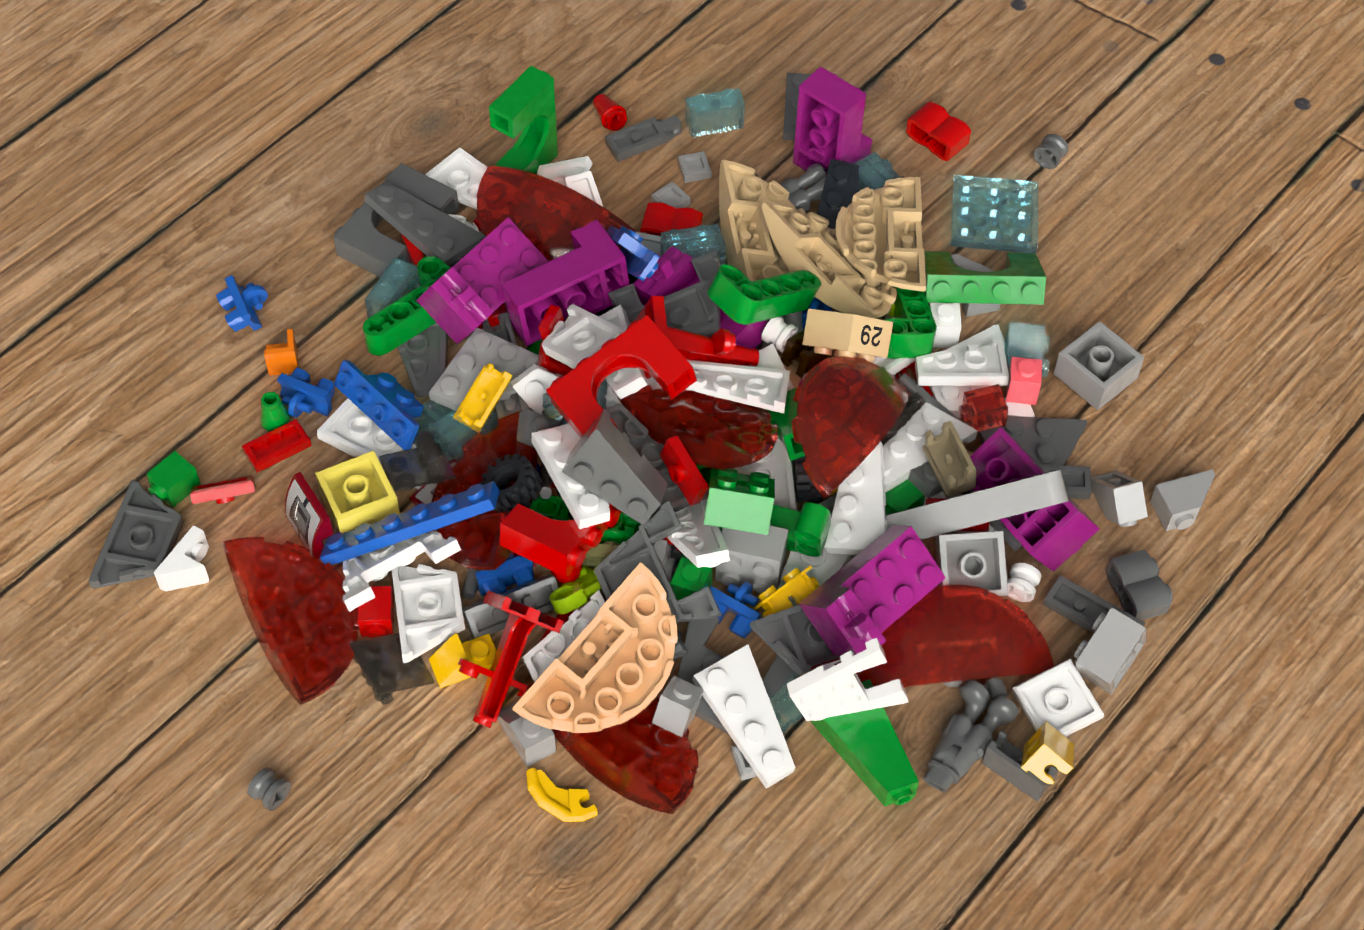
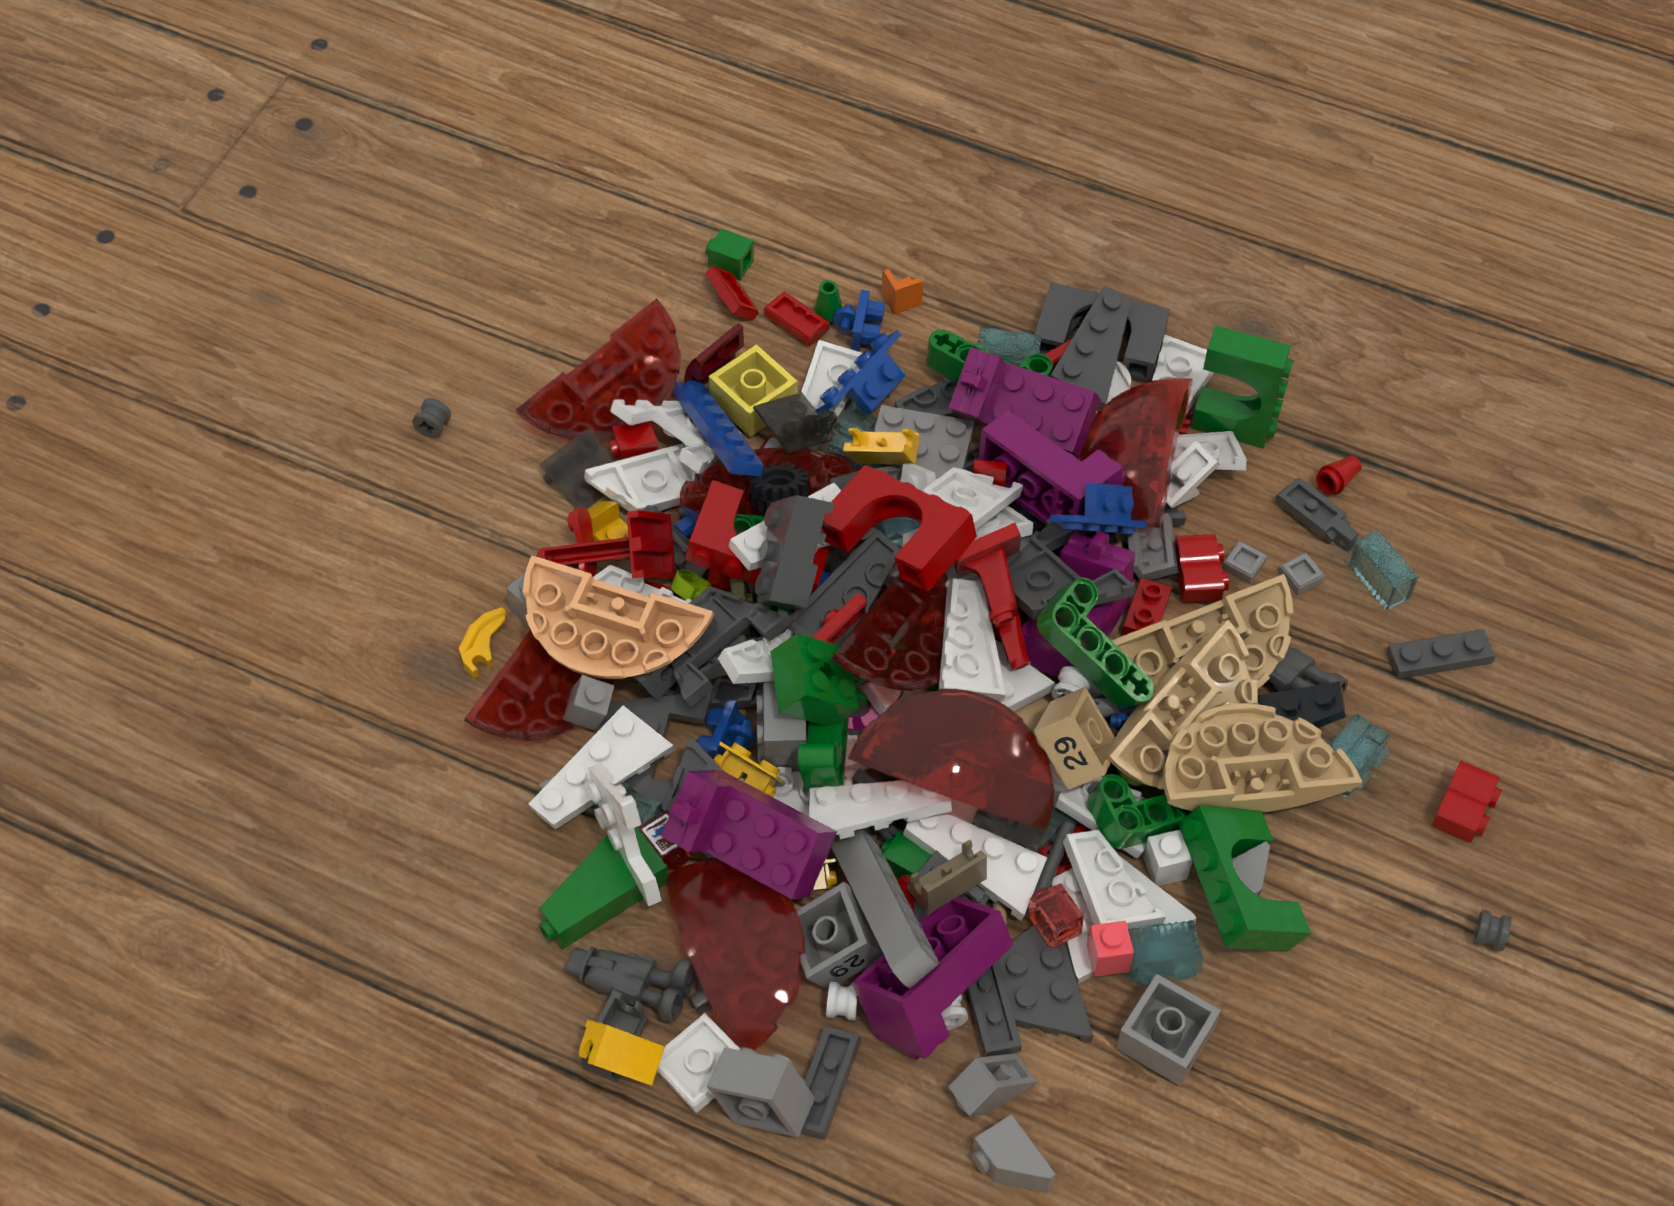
camera: 75 degrees right, 0 degrees up
(137, 540) = (660, 251): dark grey wing -> none
(182, 565) = (644, 286): white slope -> none
(245, 300) = (948, 244): blue hips -> none
(690, 579) = (725, 689): green brick -> none
(695, 241) = (1163, 585): clear light blue brick -> none
(829, 122) = (1380, 682): magenta hinge -> none
(994, 214) = (1364, 886): clear light blue plate -> none
(1138, 585) = (875, 1124): dark grey brick -> none

